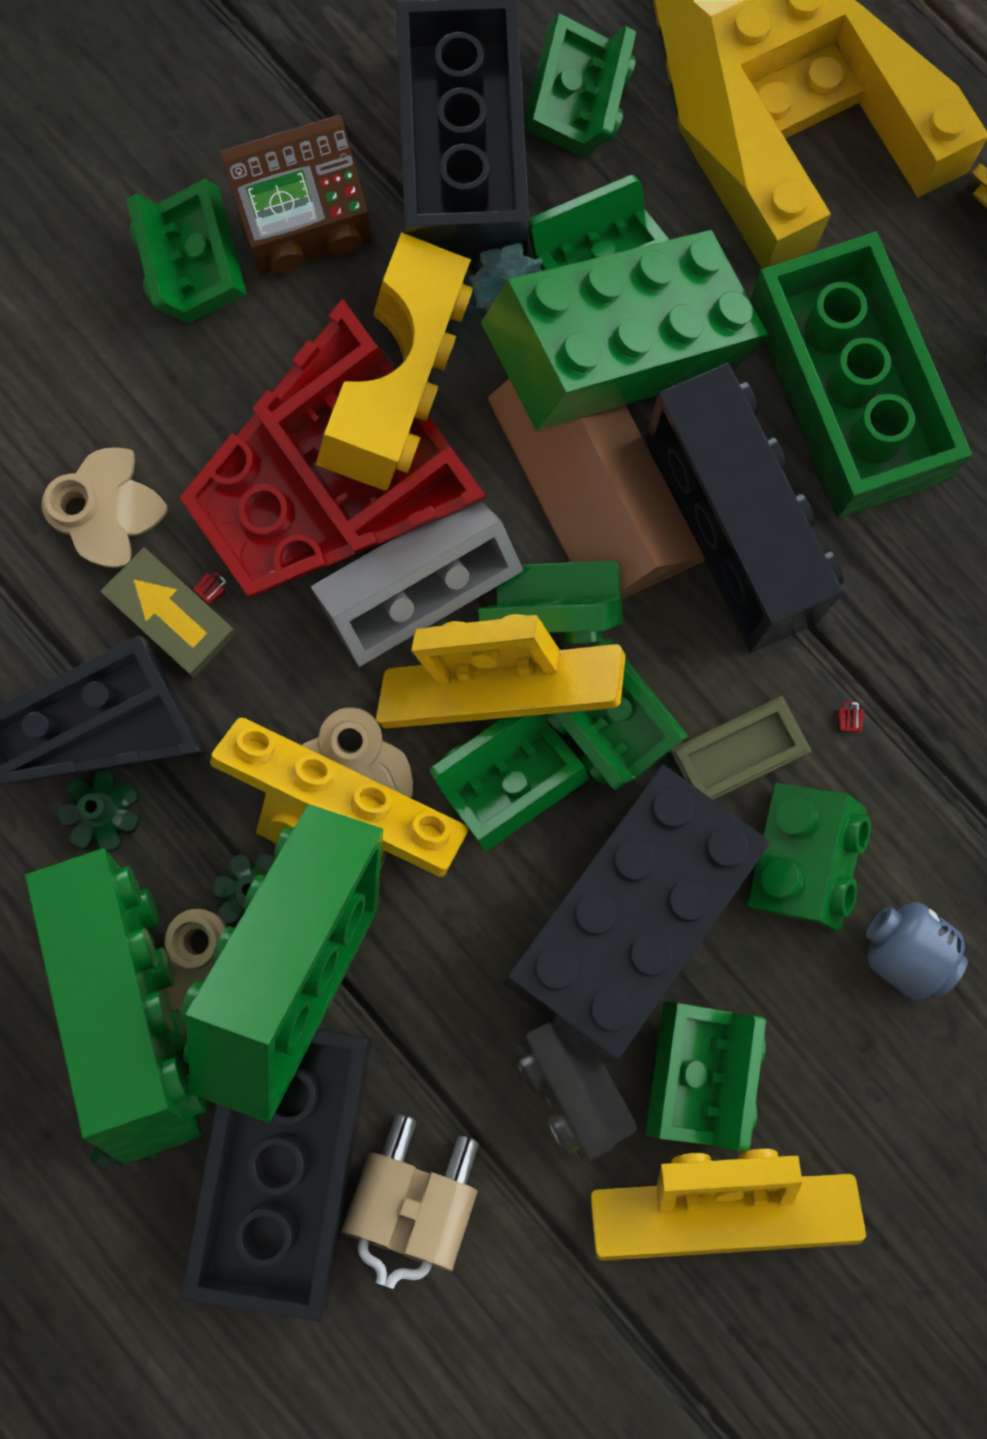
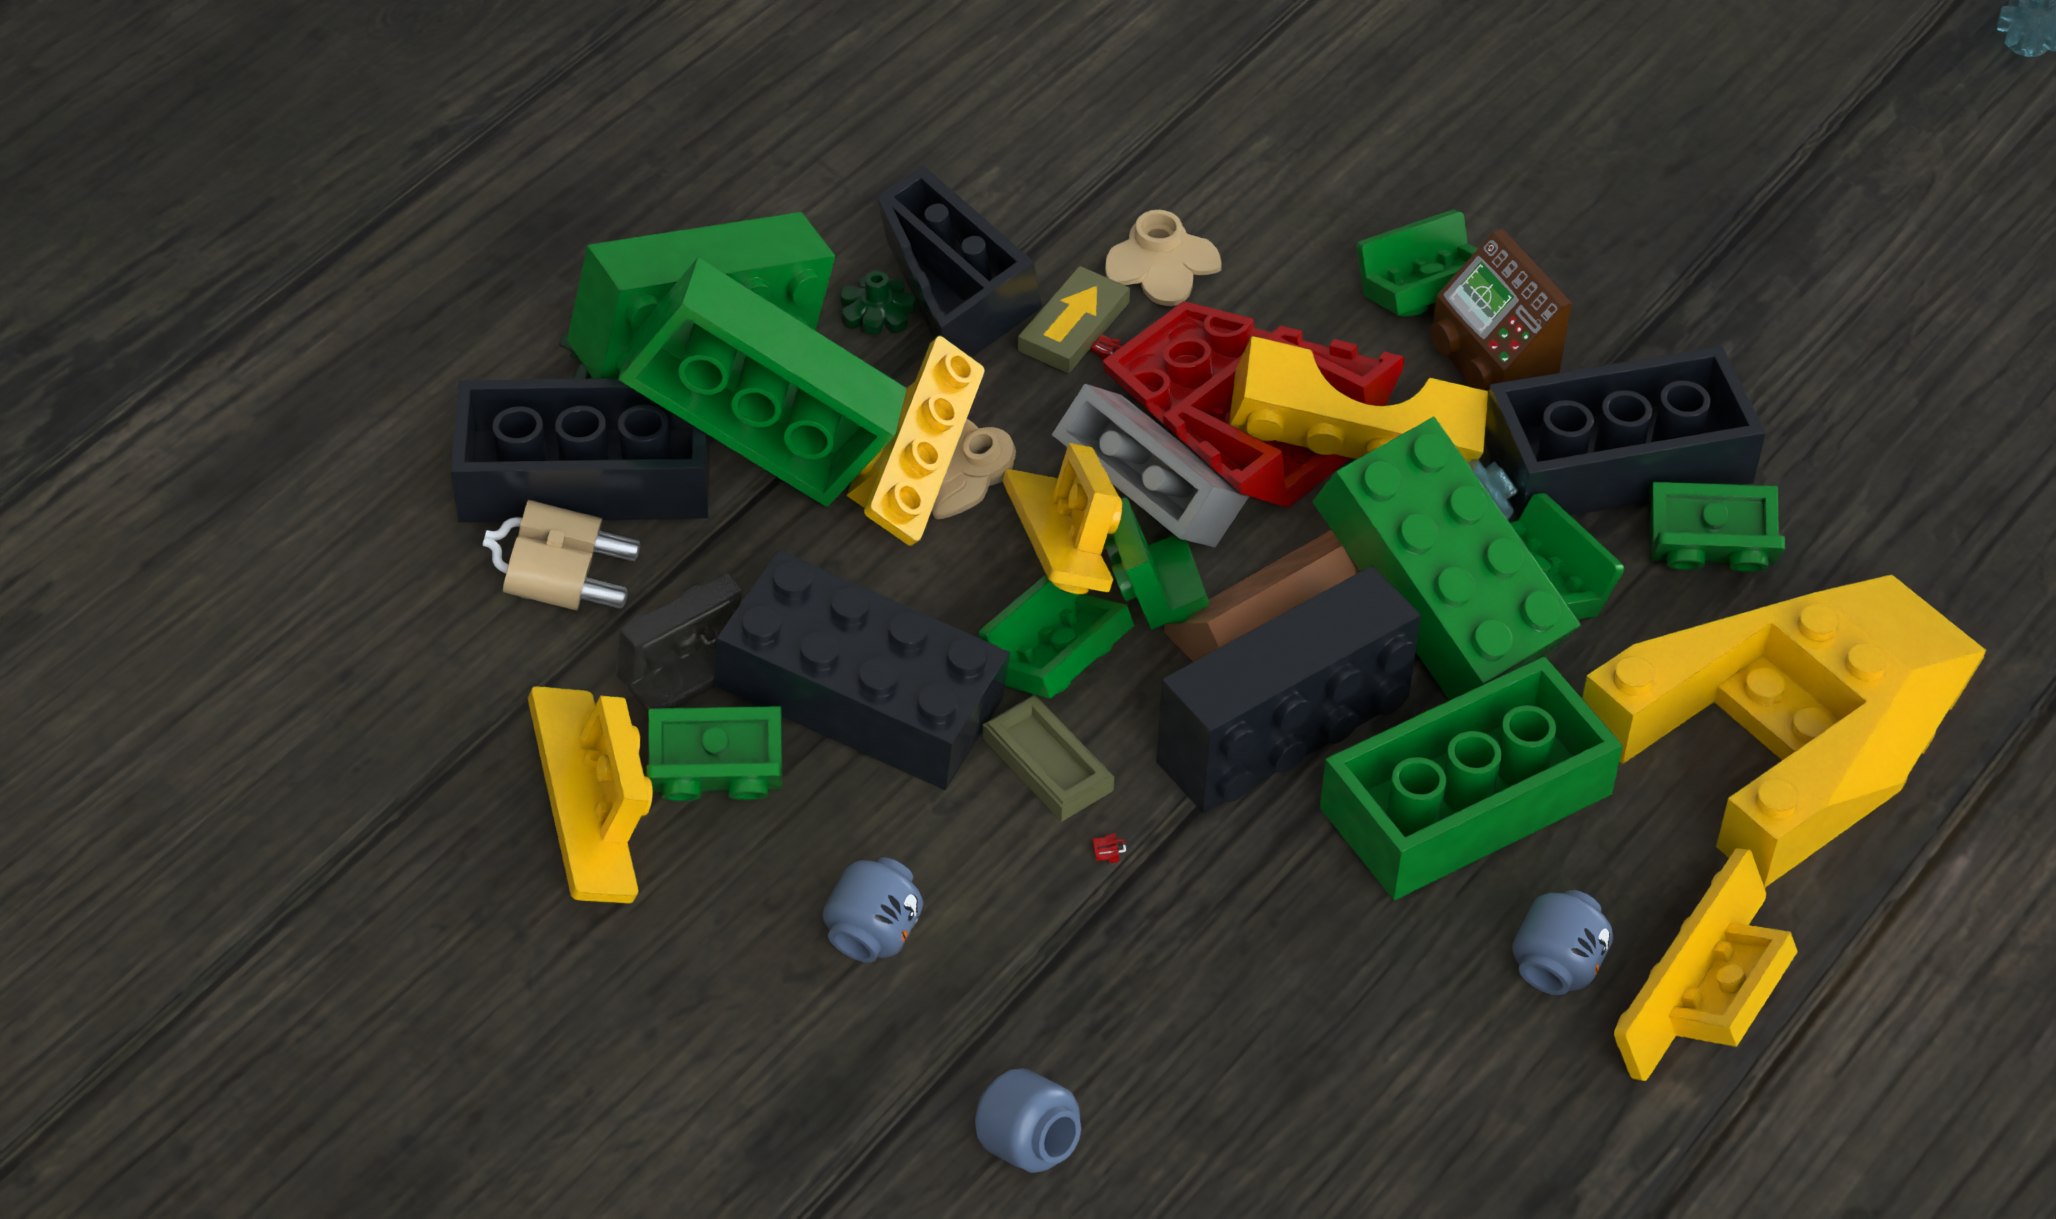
camera: 80 degrees right, 30 degrees down
(507, 776) = (974, 561): green bracket -> none
(810, 856) = (952, 821): green bracket -> none

